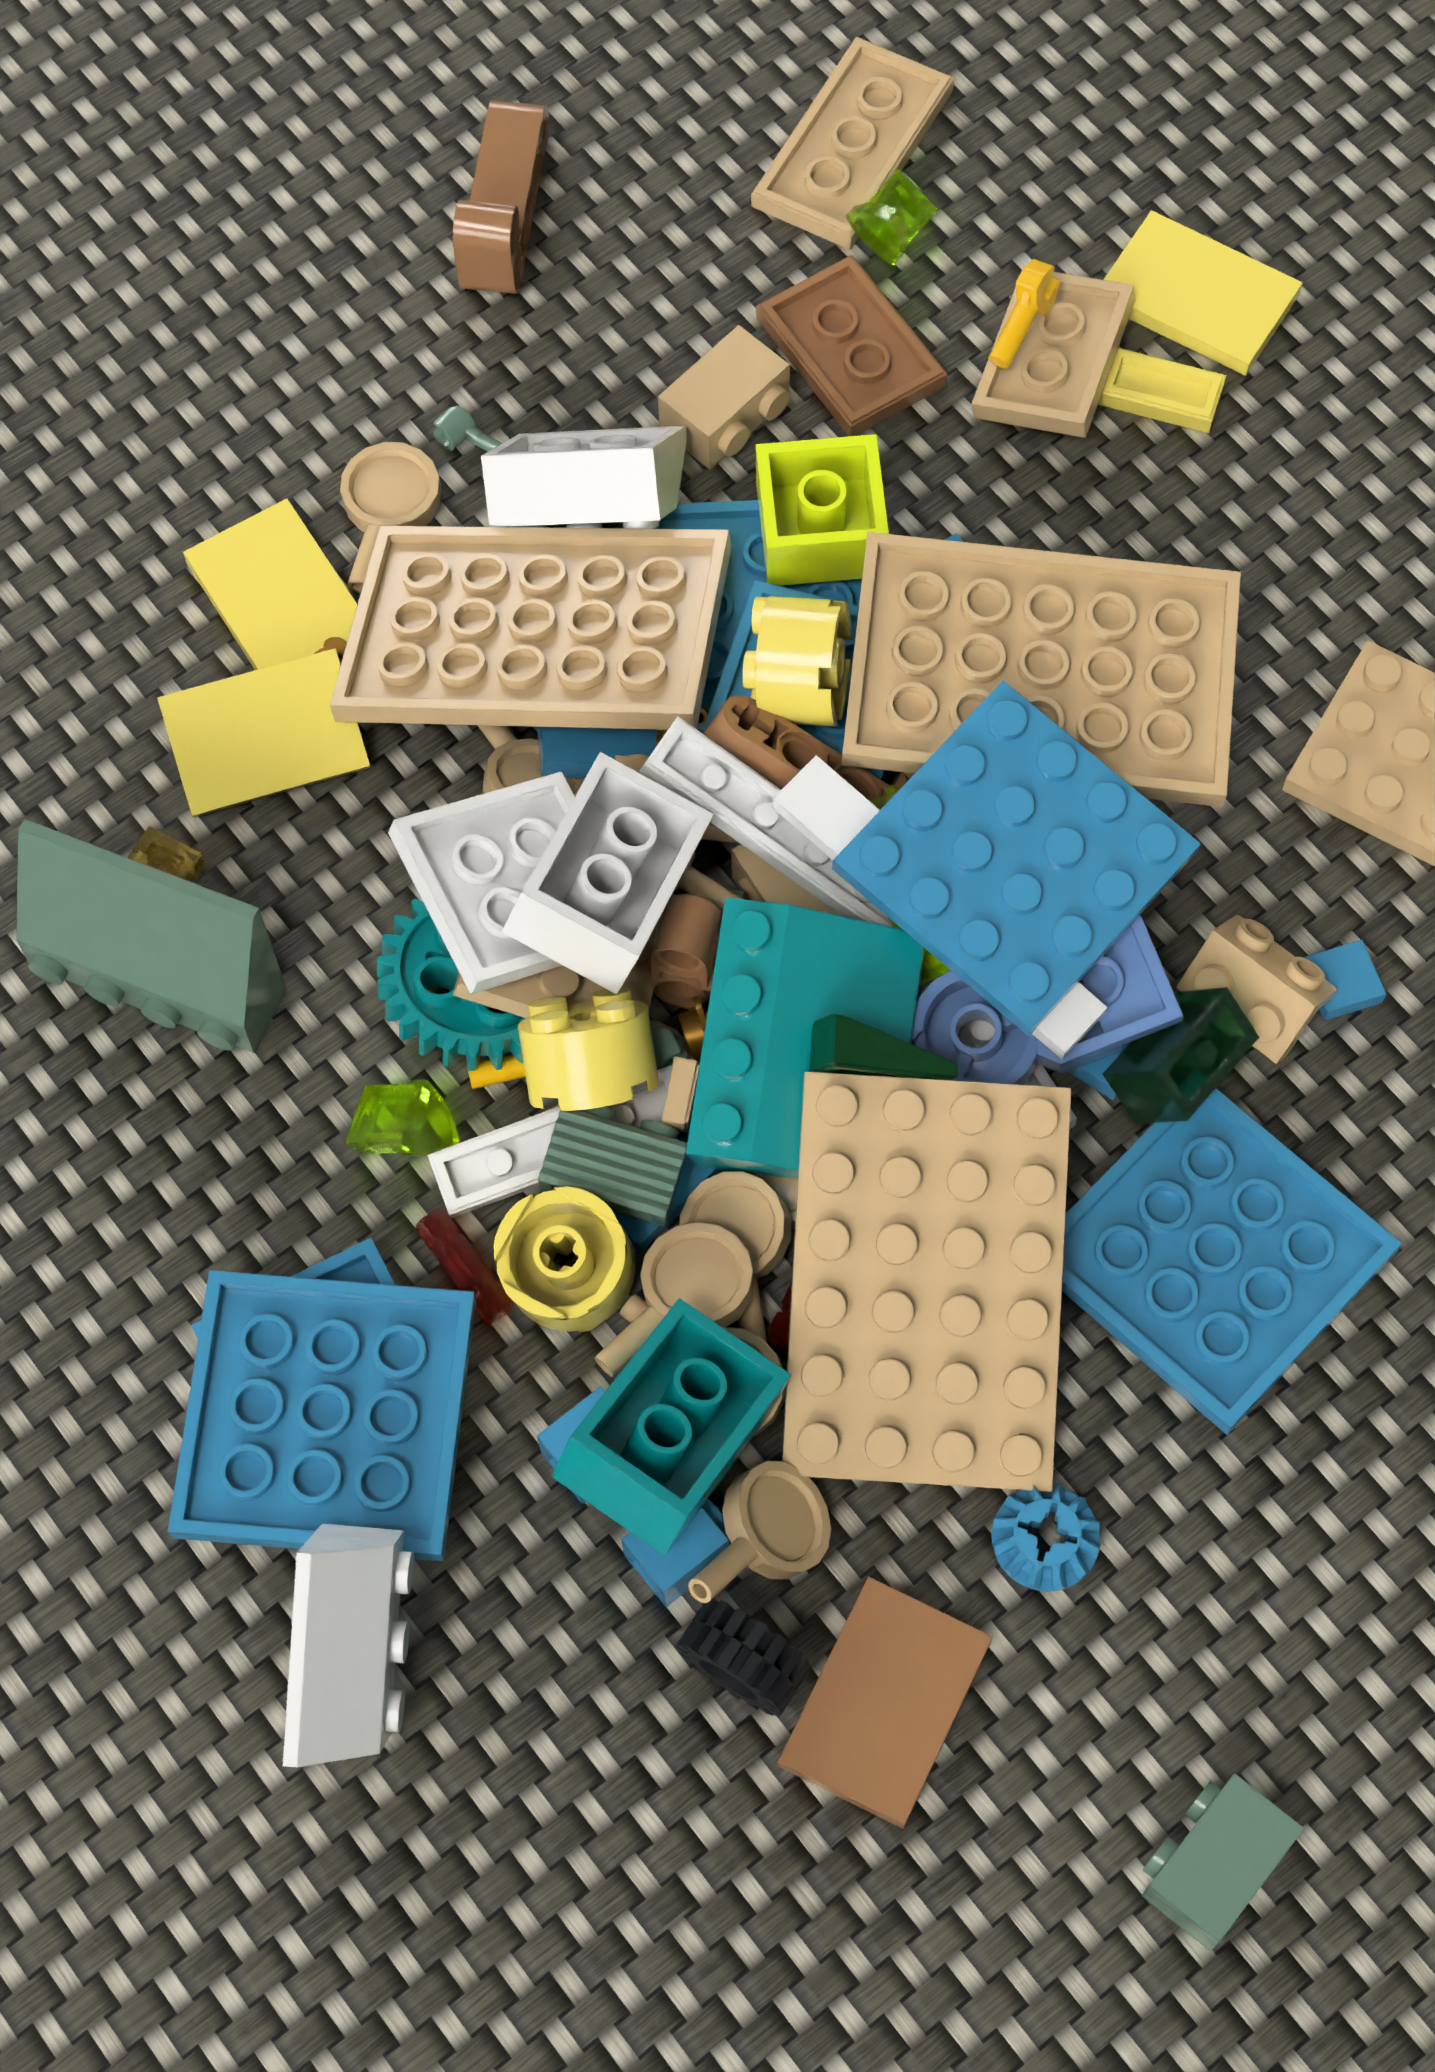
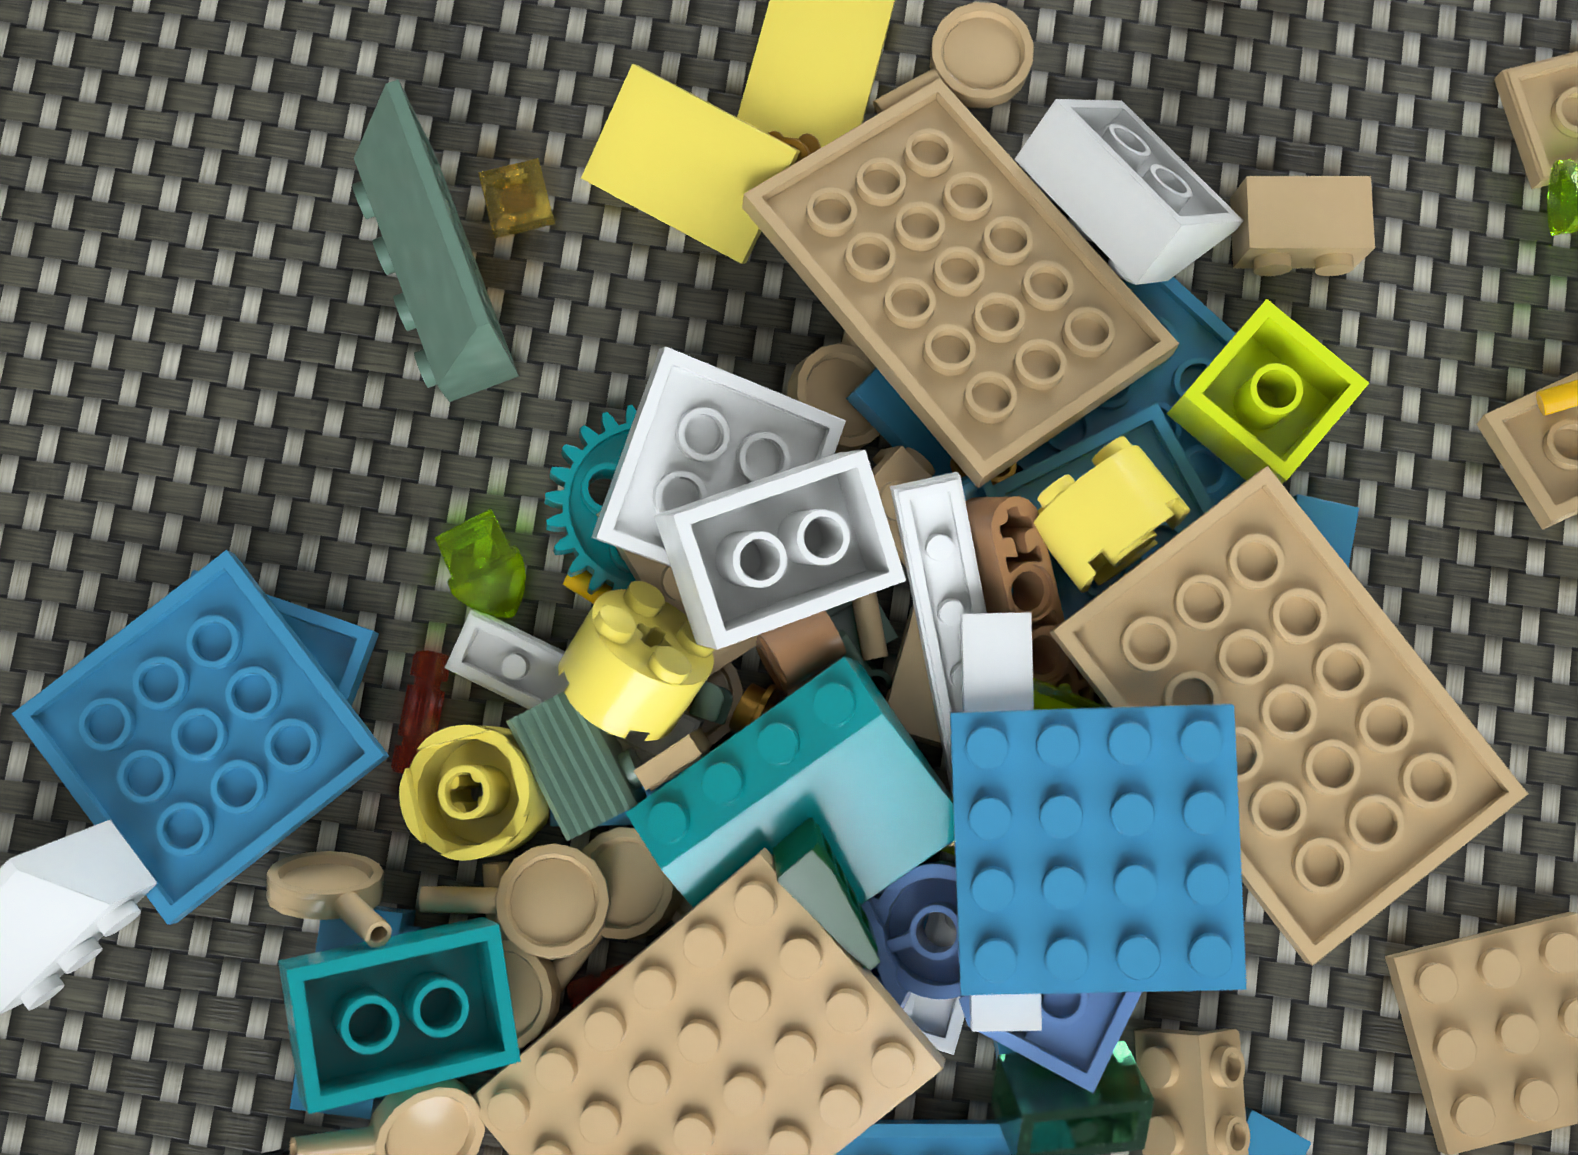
camera: 40 degrees right, 15 degrees up
(456, 426) = (1079, 50): sand green hand -> none
(540, 1414) = (331, 887): none -> tan piece
(851, 346) = (1446, 272): medium nougat tile -> none

